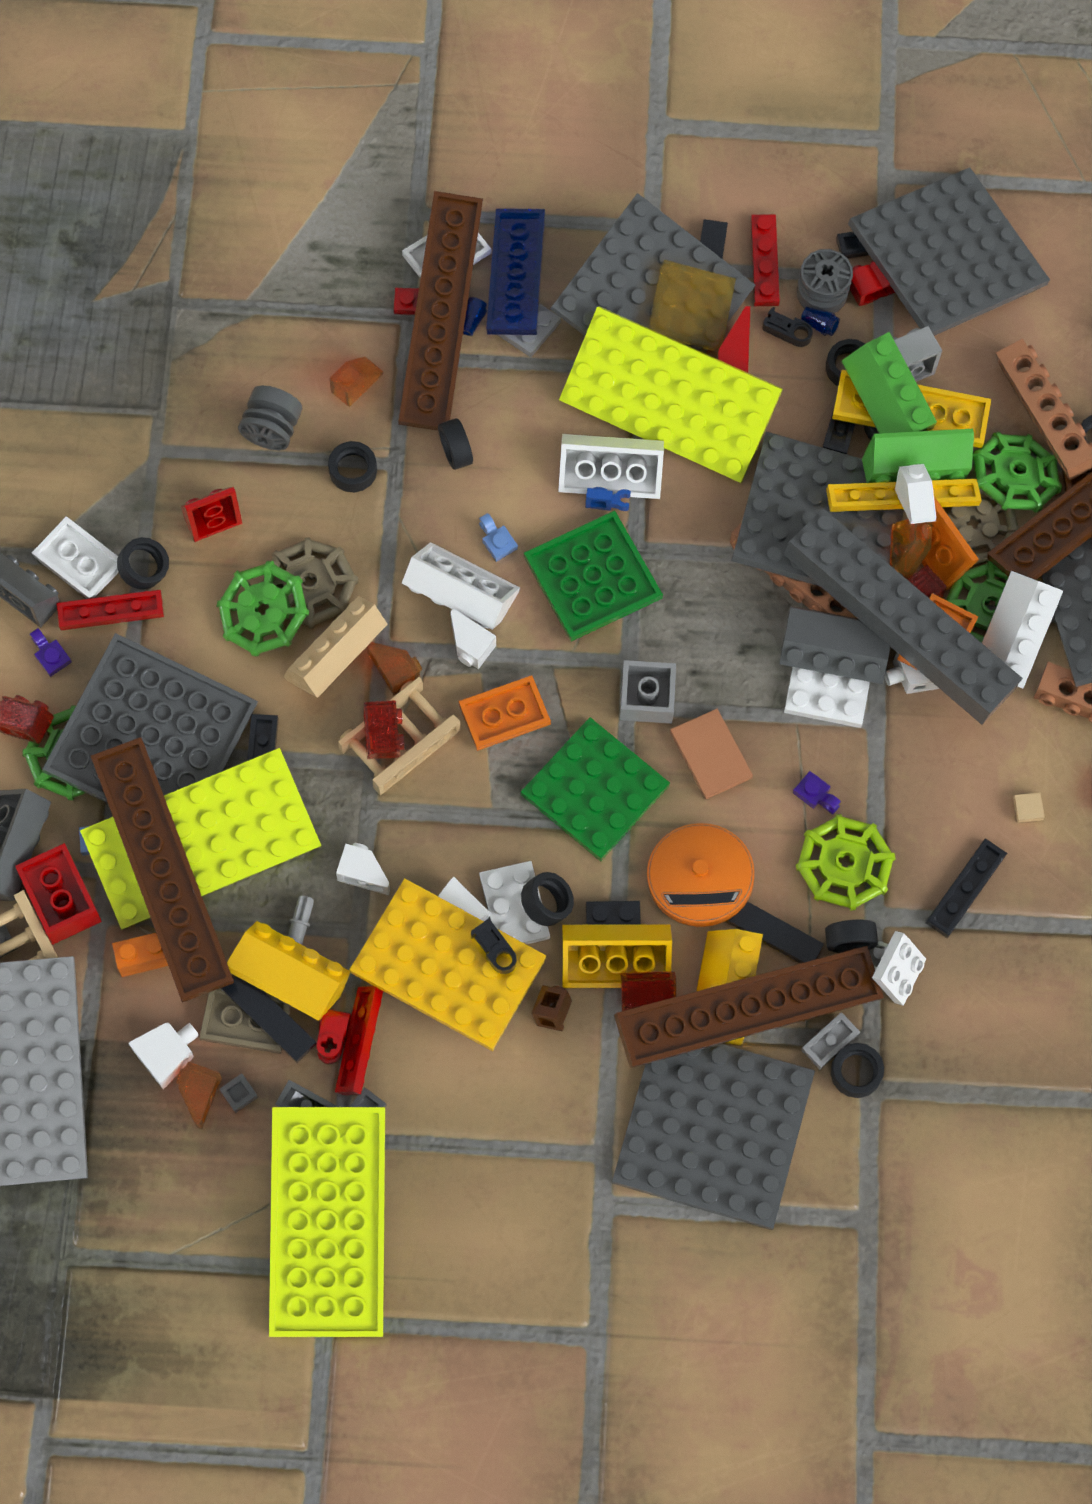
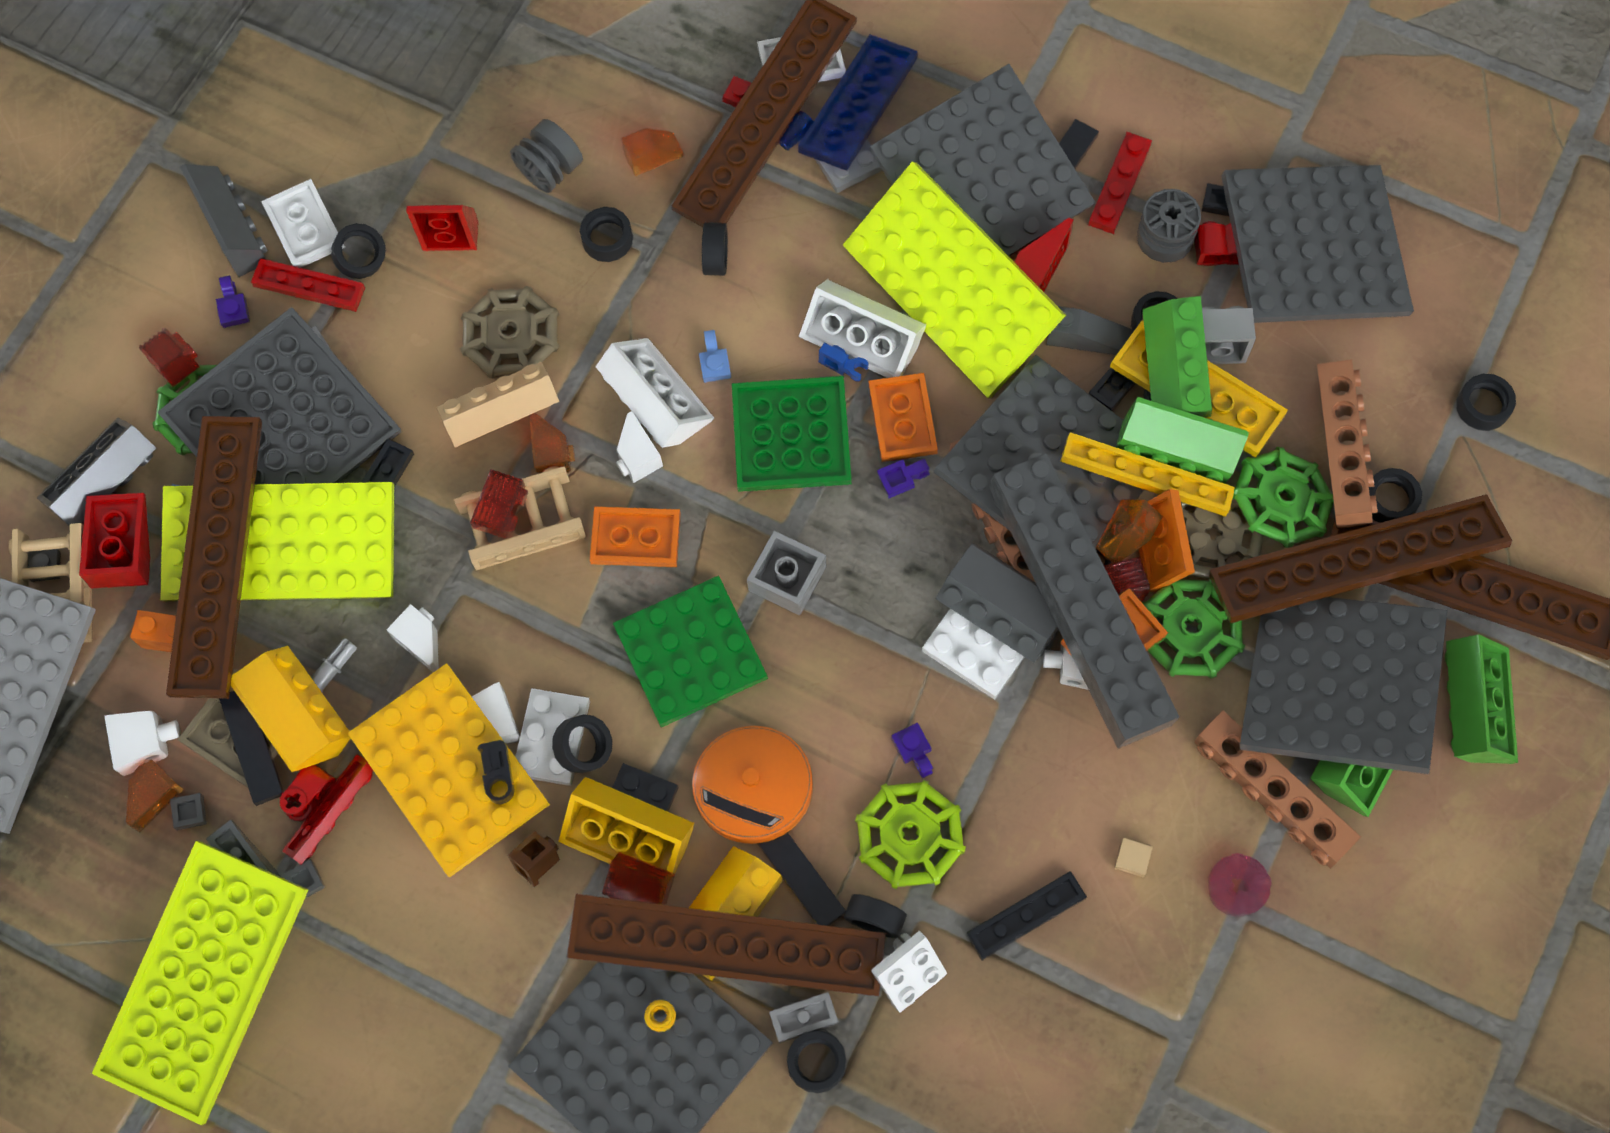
camera: 30 degrees right, 0 degrees up
(275, 615) = (437, 332): bright green plate -> none
(679, 526) = (902, 417): none -> orange plate
(692, 305) = (1016, 197): clear yellow plate -> none
(700, 577) = (899, 478): none -> dark purple plate
(711, 754) = (825, 663): nougat tile -> none
(724, 1081) = (653, 1008): none -> yellow plate
(784, 328) = (1108, 258): black piece -> none
(803, 396) = (1088, 333): none -> dark grey slope
(821, 321) = (1149, 265): clear blue cone -> none
(916, 493) = (1156, 476): white slope -> none
(1021, 622) = (1208, 659): white slope -> none

